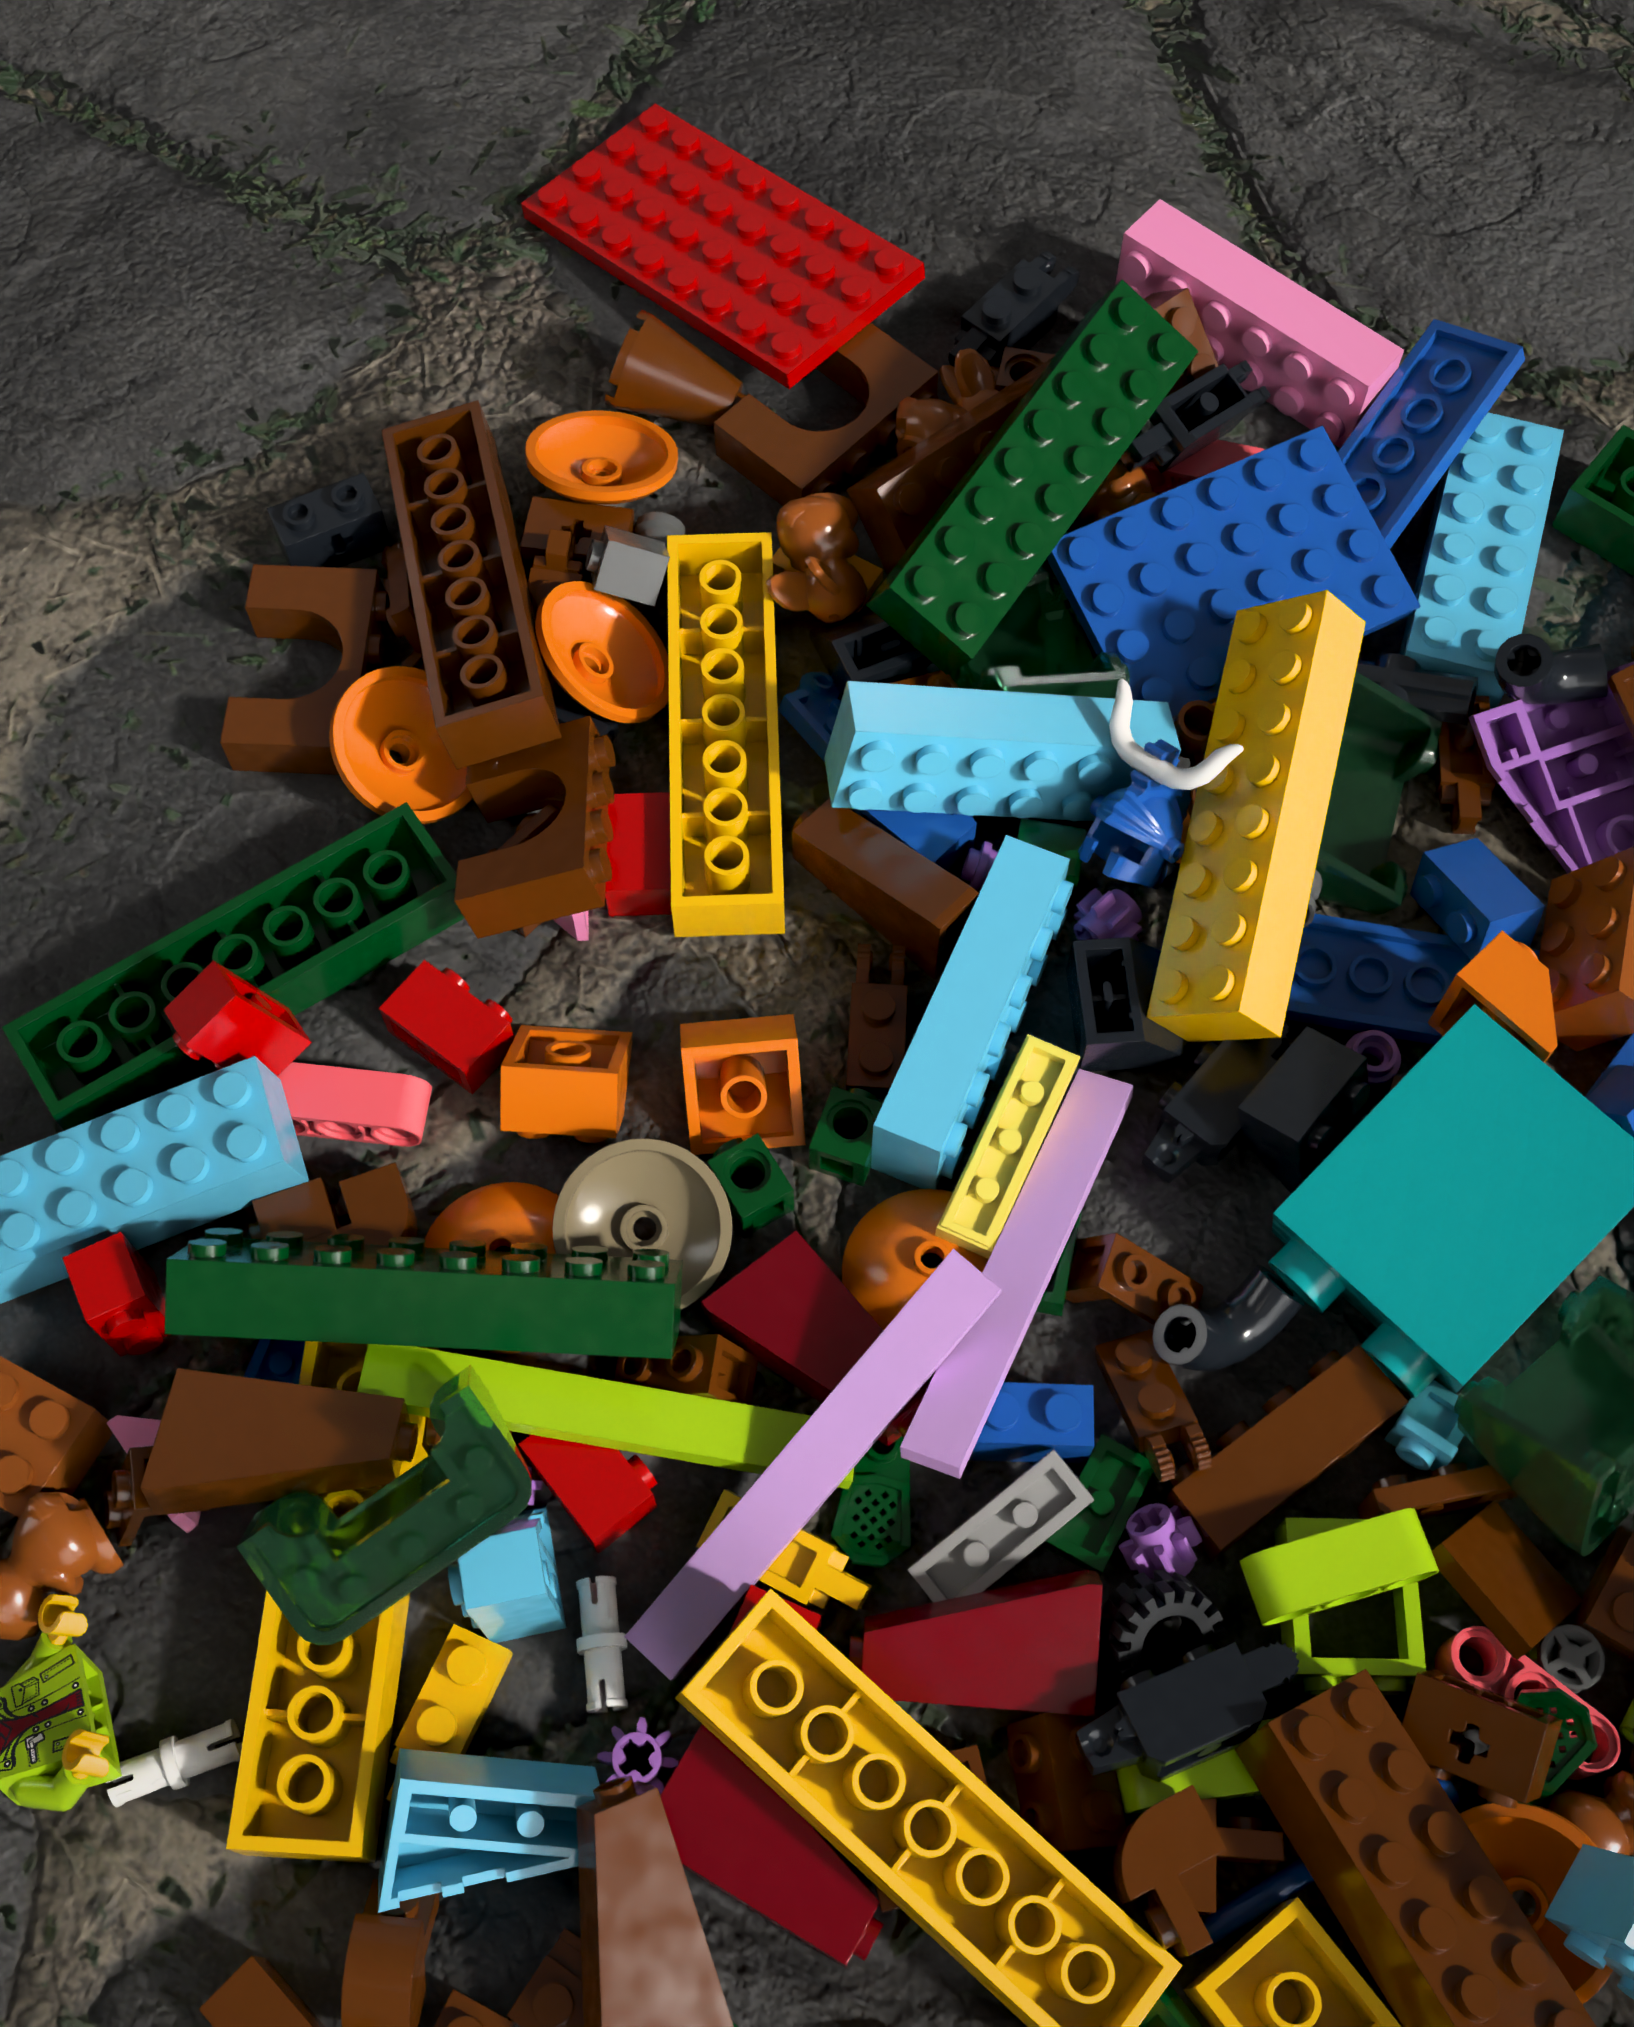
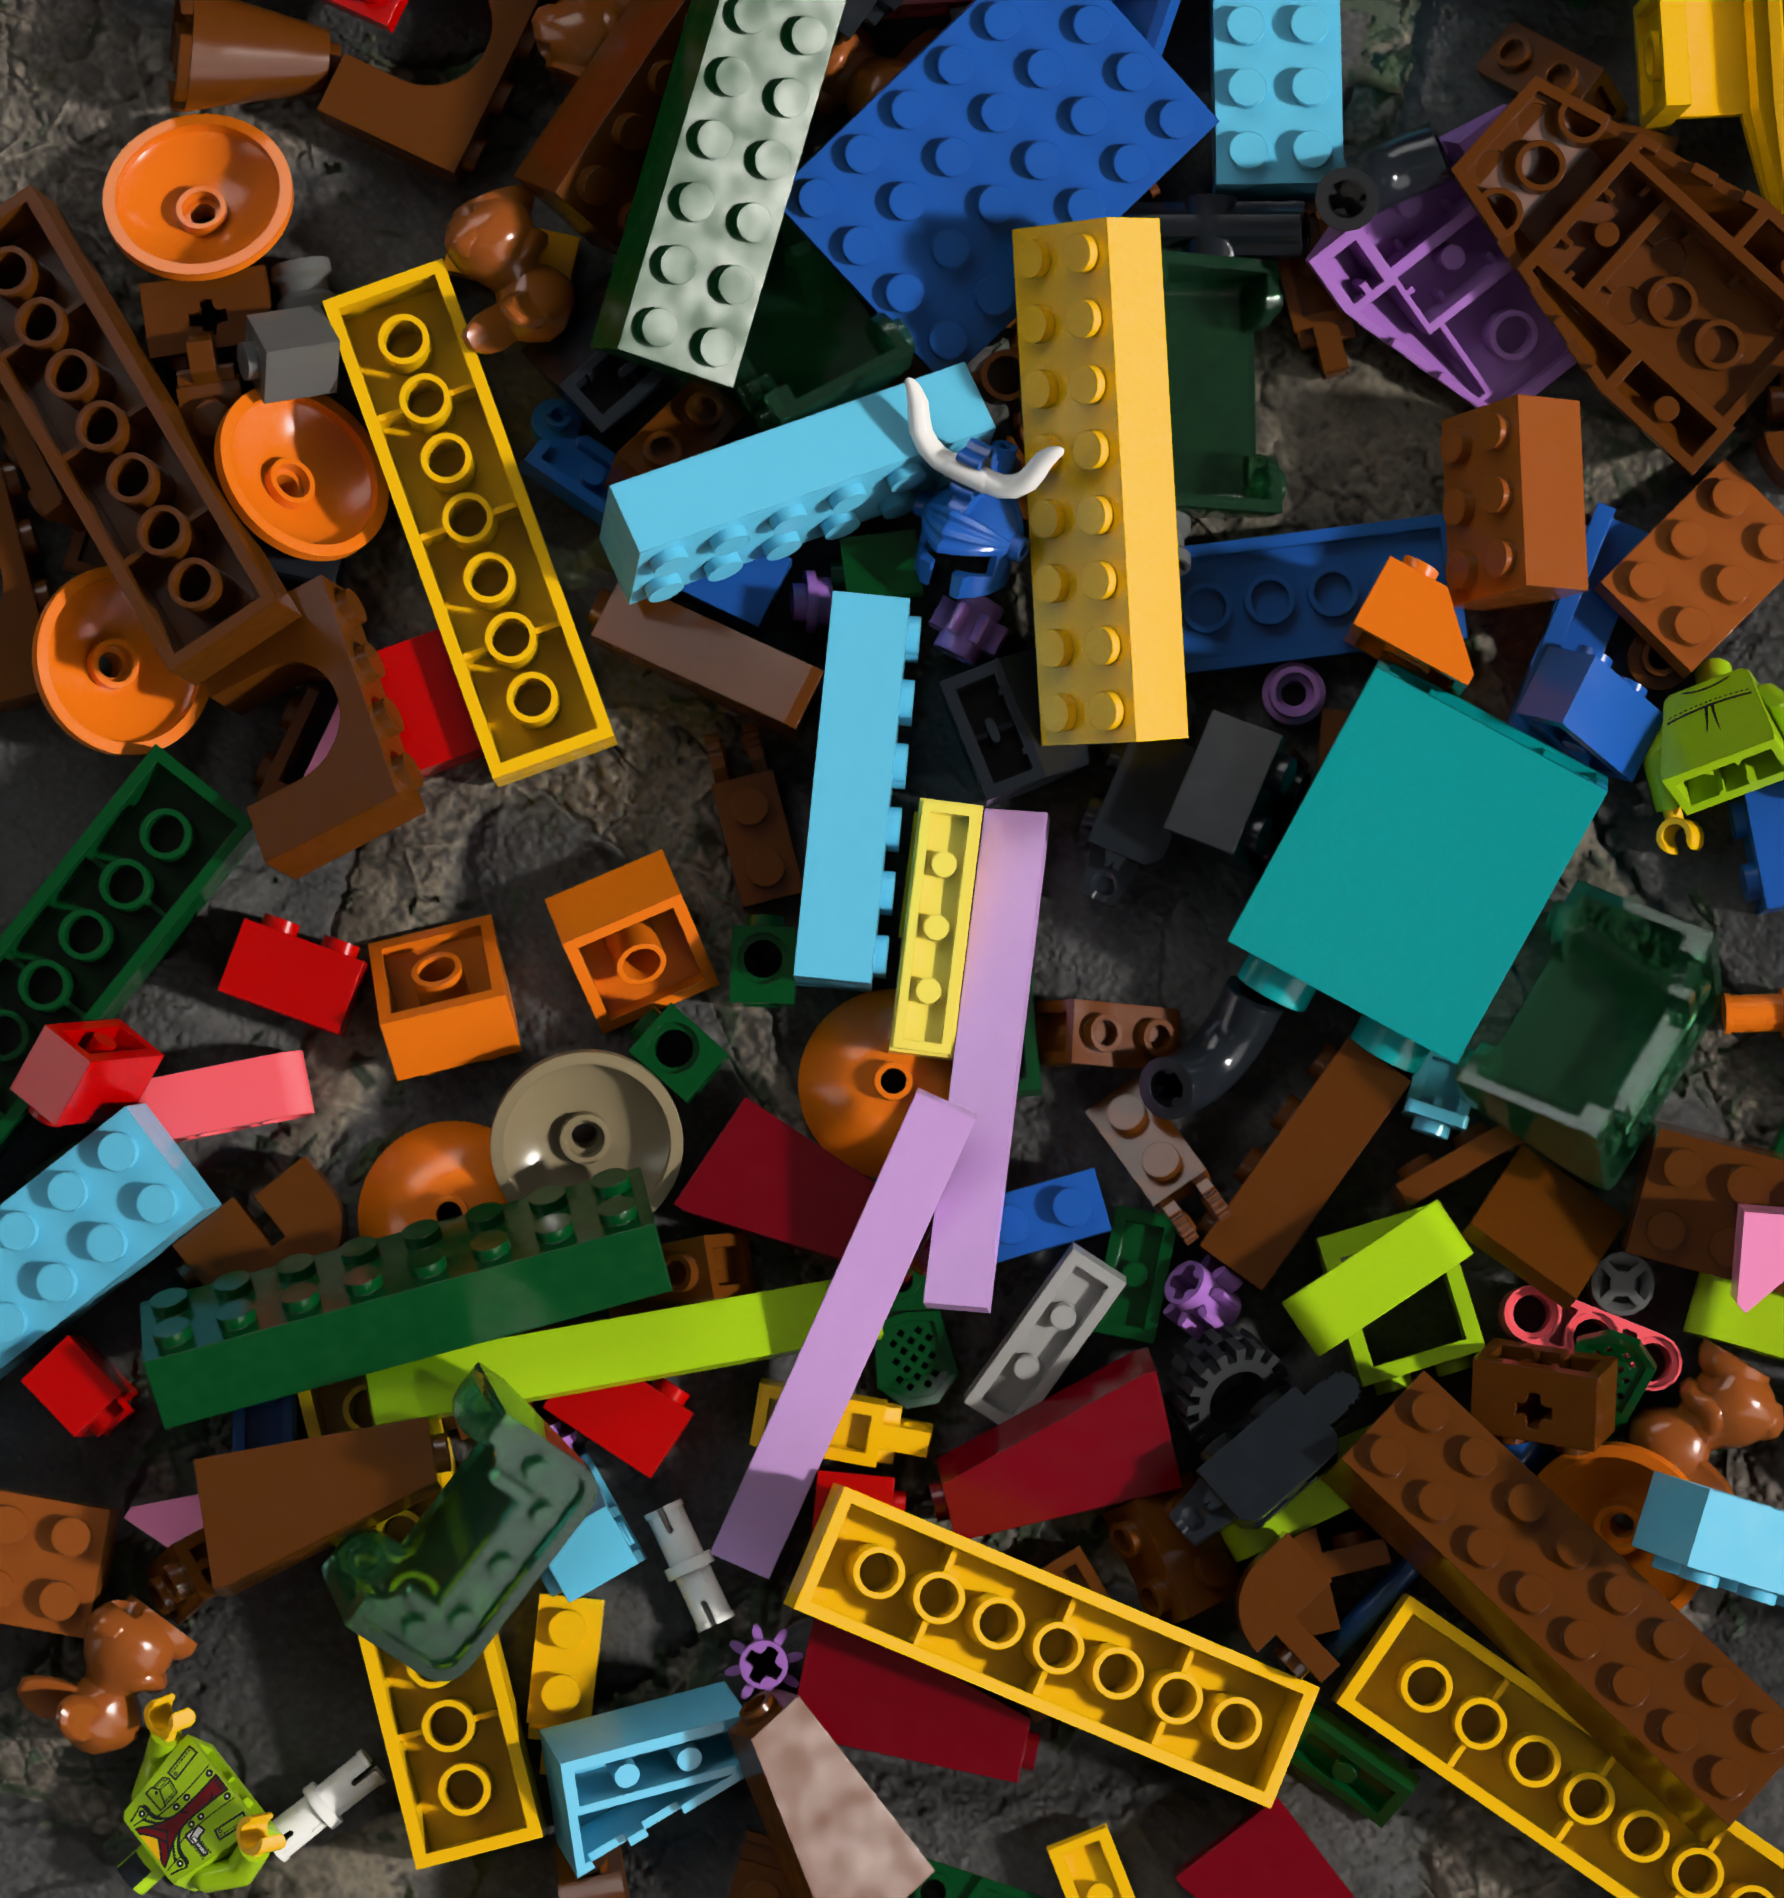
camera: 15 degrees left, 20 degrees up
(1475, 896) = (1362, 480): blue brick -> none

